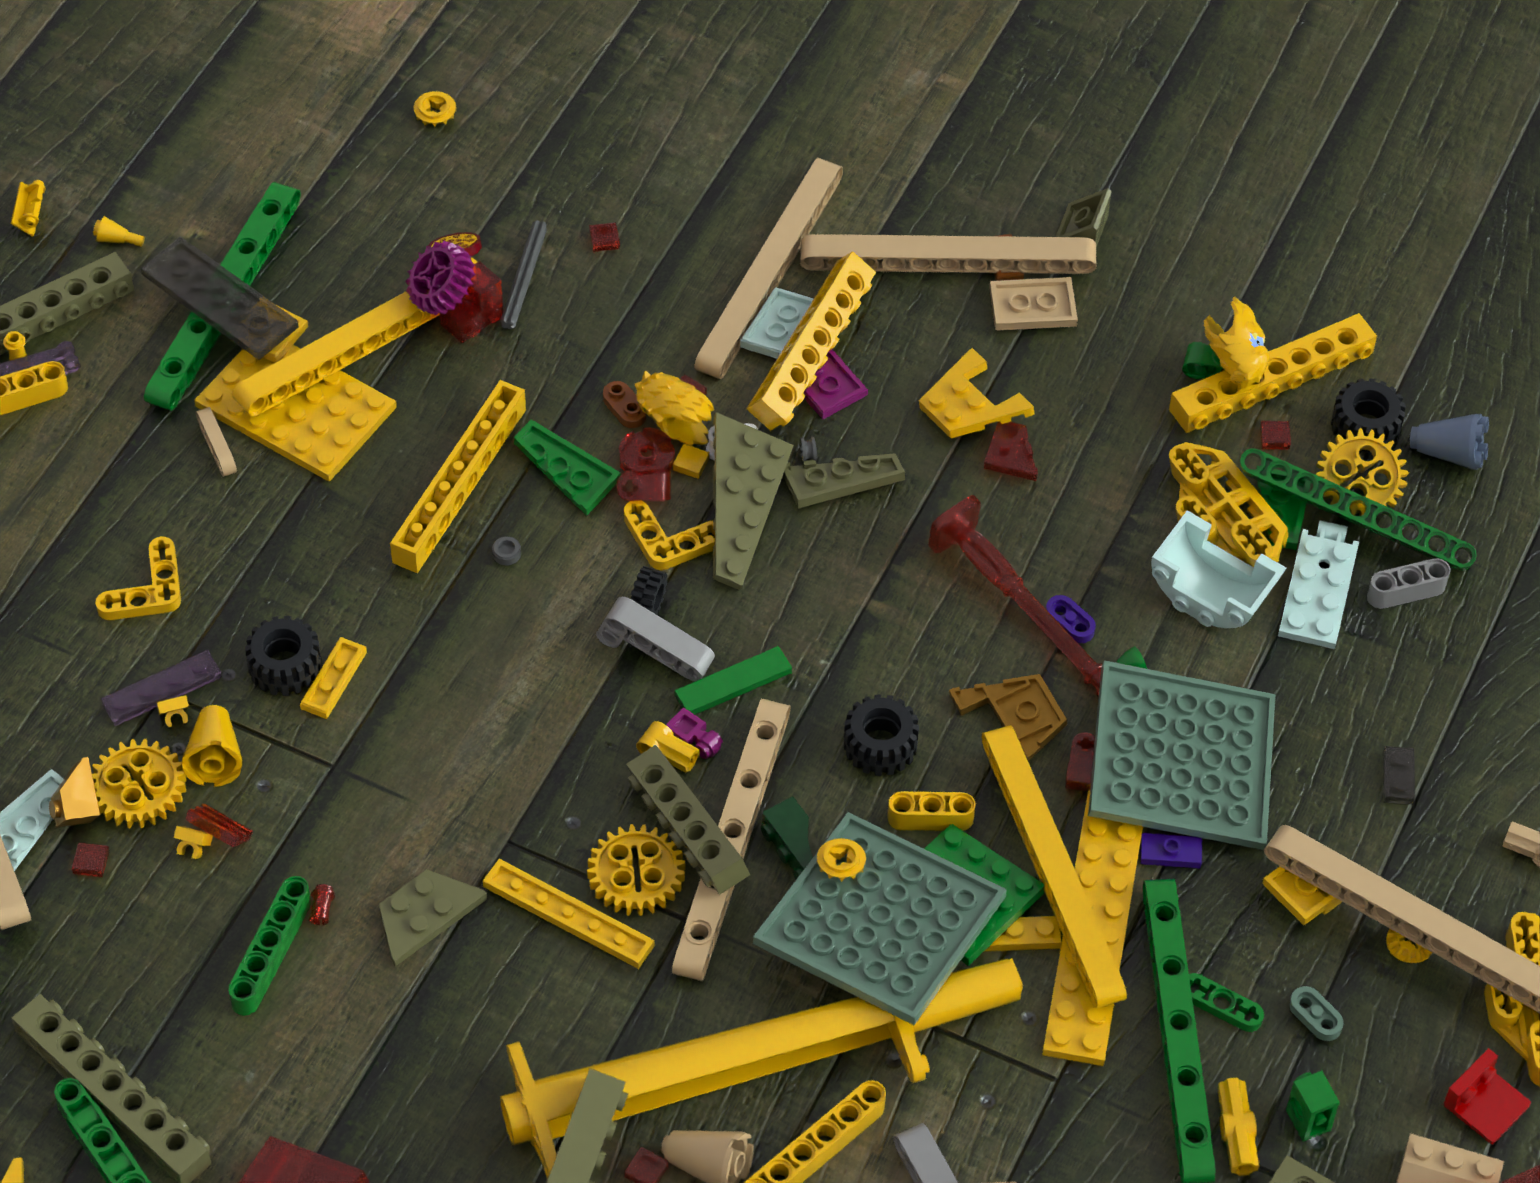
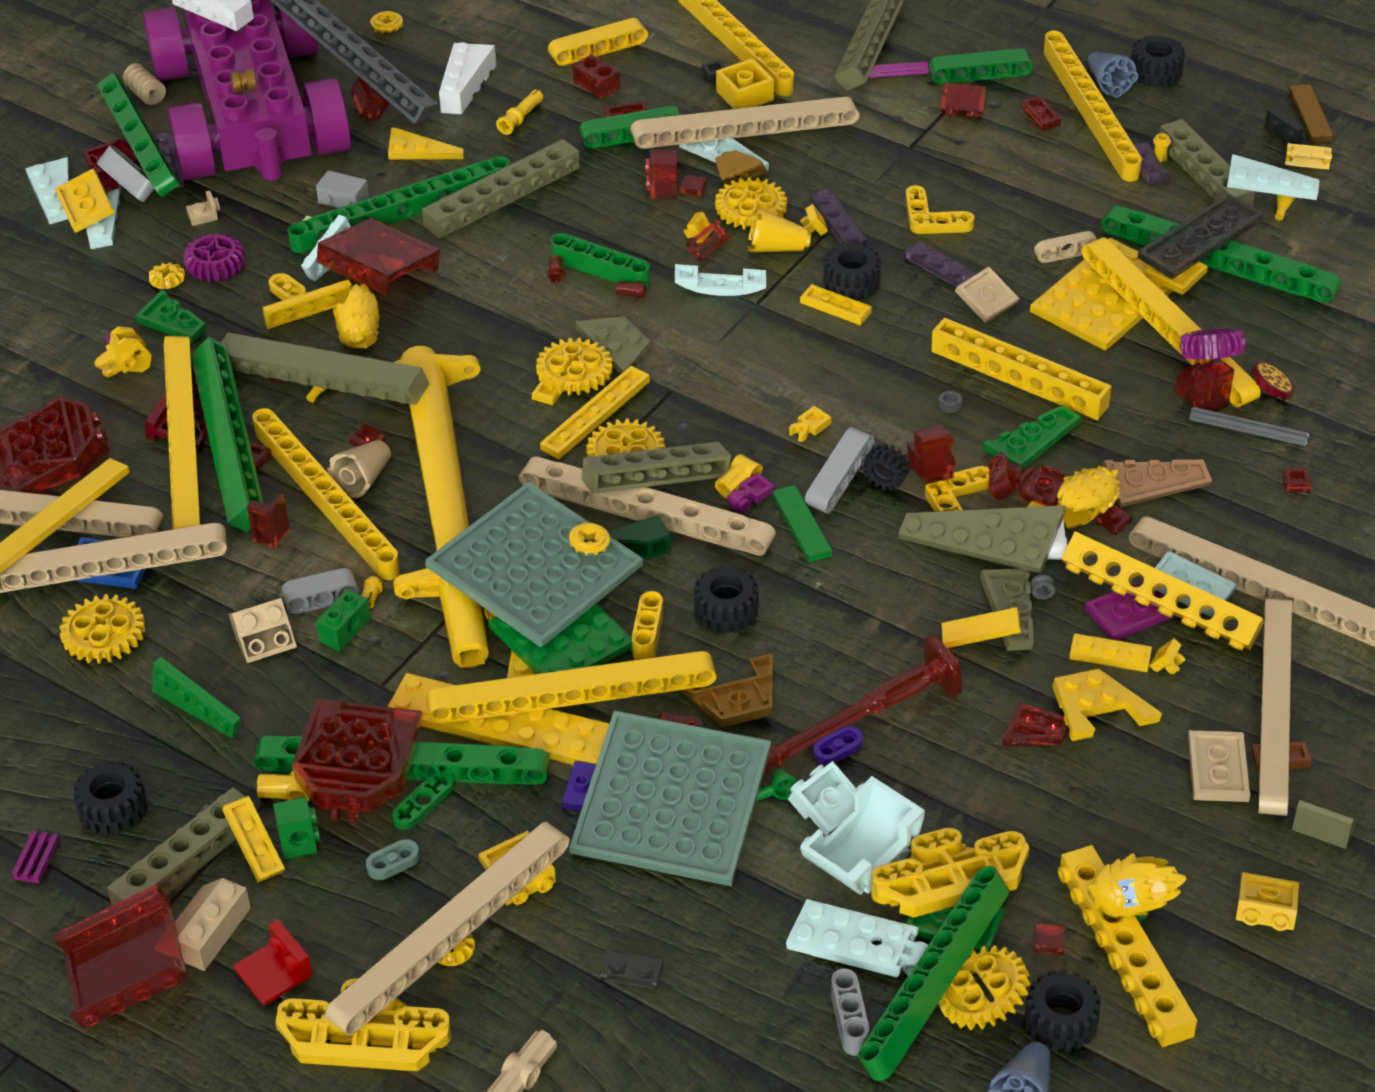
camera: 100 degrees right, 10 degrees down
(82, 889) = (663, 174): none -> clear red brick
(98, 237) = (1265, 178): none -> light aqua wing
(256, 566) = (938, 264): none -> clear purple plate
(284, 998) = (556, 272): none -> clear red pin
(301, 799) = (720, 284): none -> light aqua slope
(314, 517) = (987, 294): none -> tan plate
(485, 947) = (574, 366): none -> yellow gear
(528, 977) = (545, 395): none -> yellow tile
(565, 681) = (812, 422): none -> yellow plate
(624, 348) = (1157, 479): none -> medium nougat wing
(629, 550) = (932, 454): none -> clear red brick
(885, 497) = (981, 627): none -> yellow tile
(889, 394) = (1110, 652): none -> yellow plate
(893, 343) = (1168, 657): none -> yellow tile
(917, 1114) = (372, 587): none -> yellow pin
(977, 1128) = (343, 620): none -> green brick
(1148, 621) = (824, 797): none -> light aqua plate
(1157, 1066) = (362, 784): none -> clear red hinge
(1198, 266) = (1267, 901): none -> yellow plate
(1334, 1148) = (253, 839): none -> yellow plate

